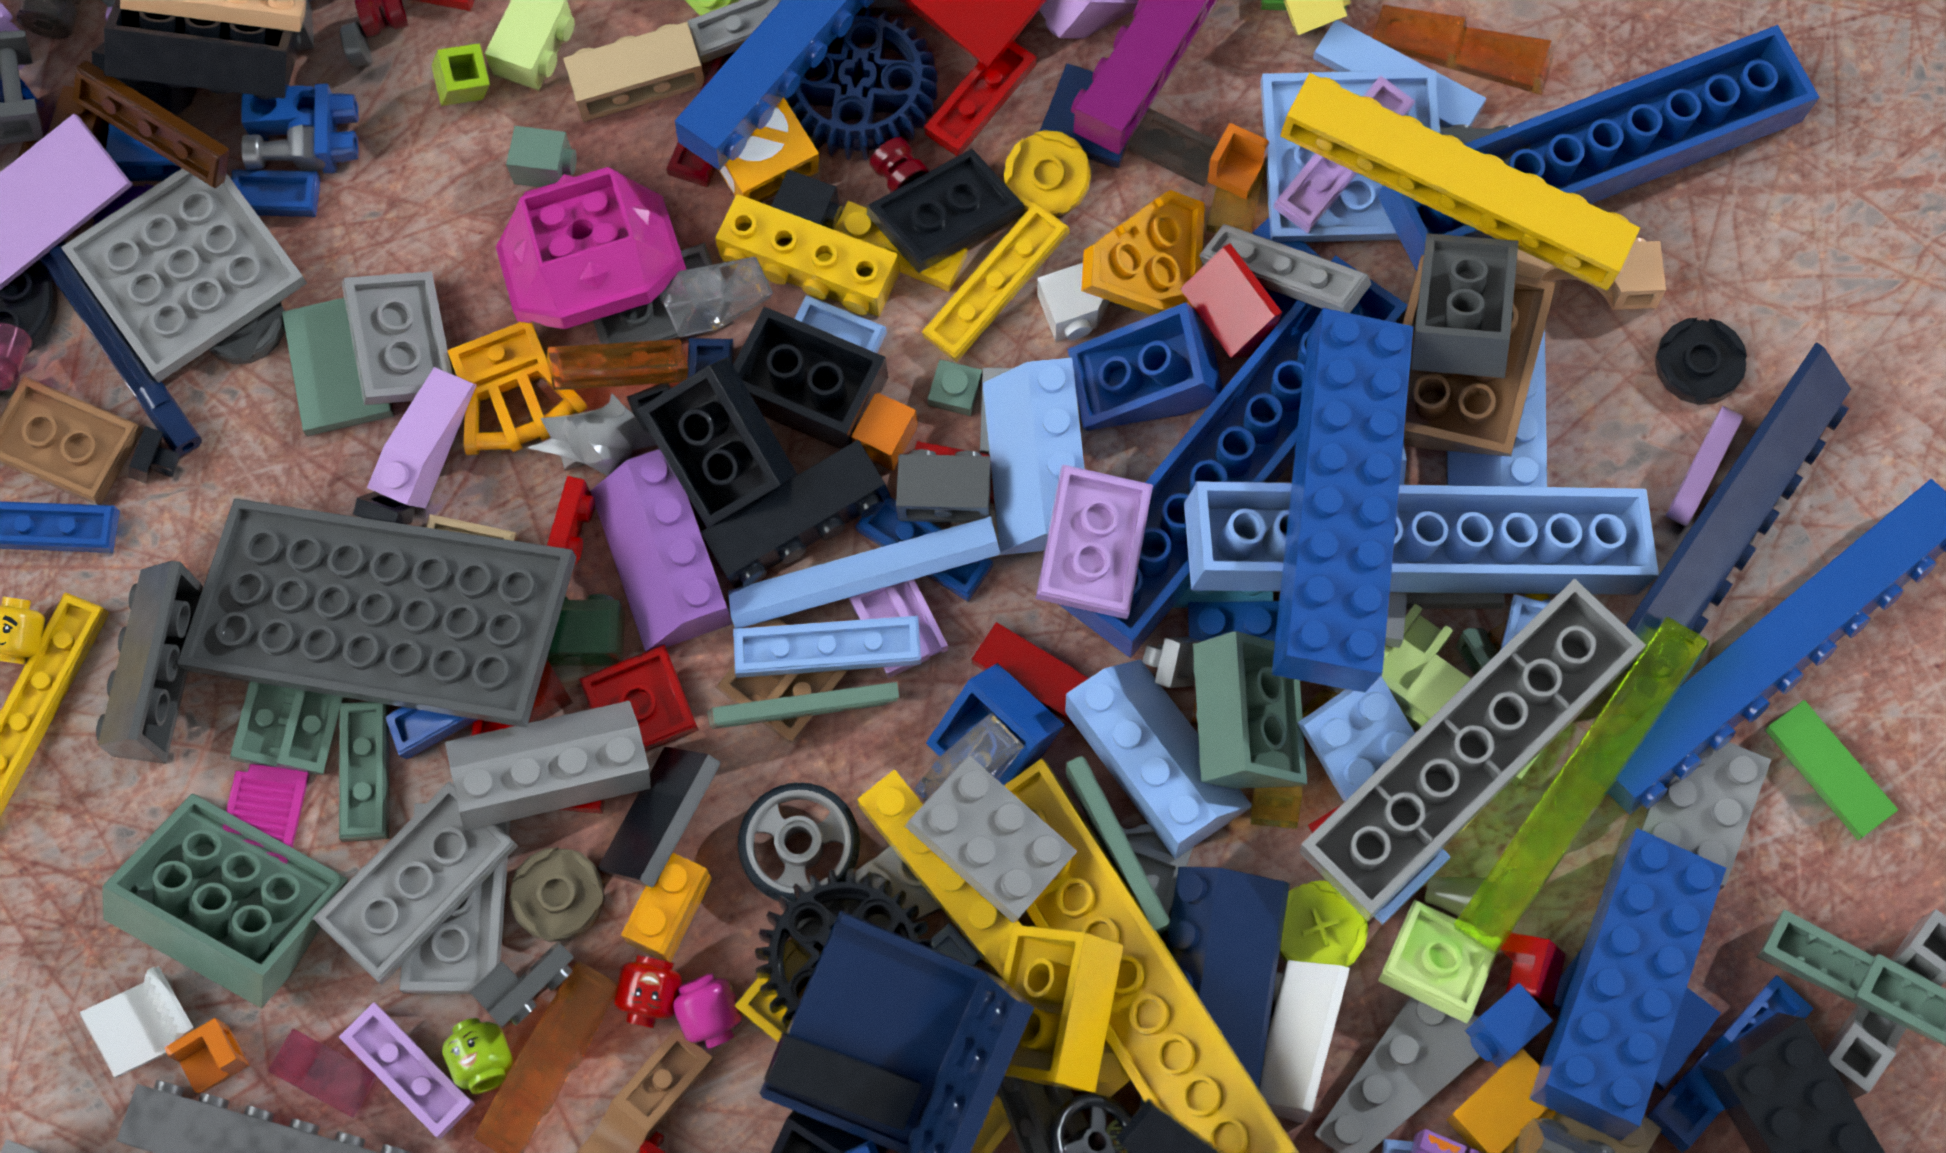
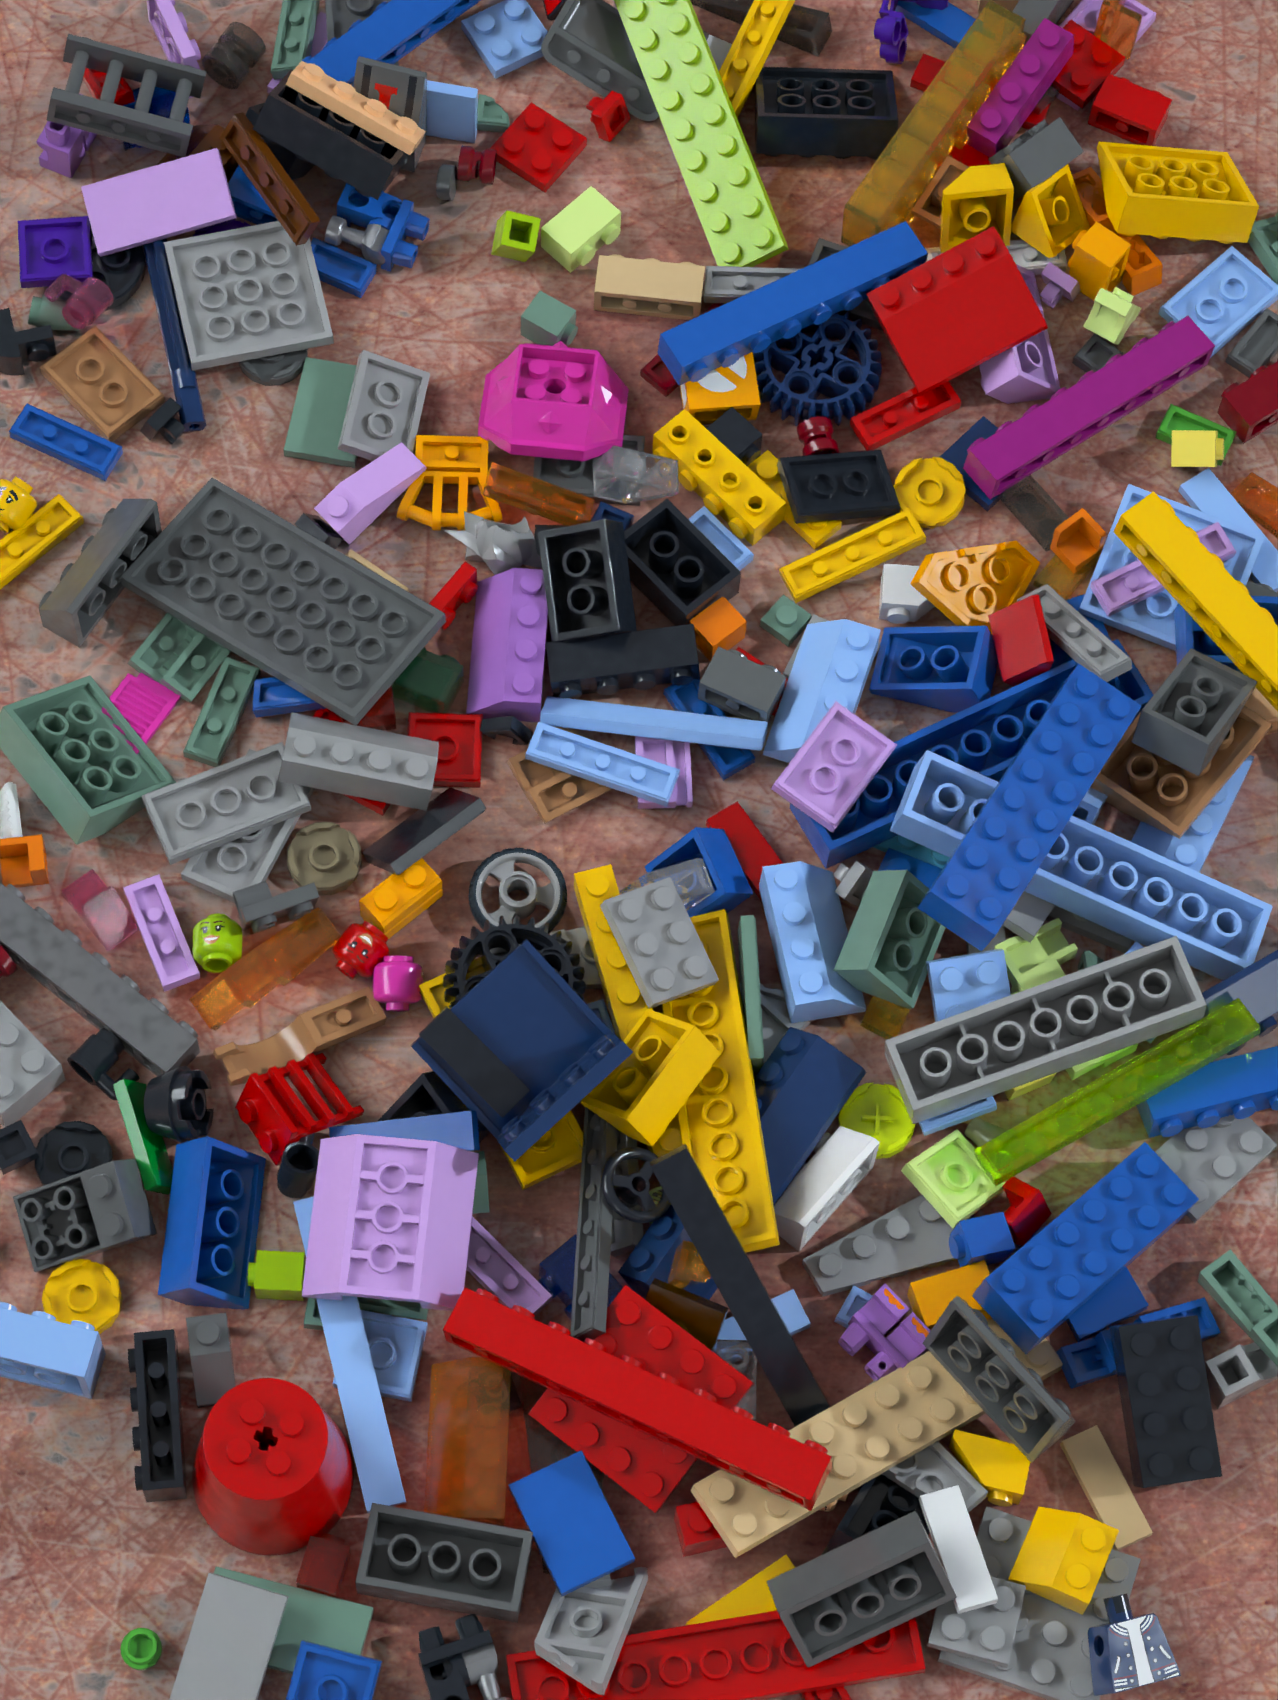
camera: 15 degrees right, 5 degrees down
(700, 647) = (508, 727): none -> black tile
(802, 705) = (565, 797): sand green tile -> none

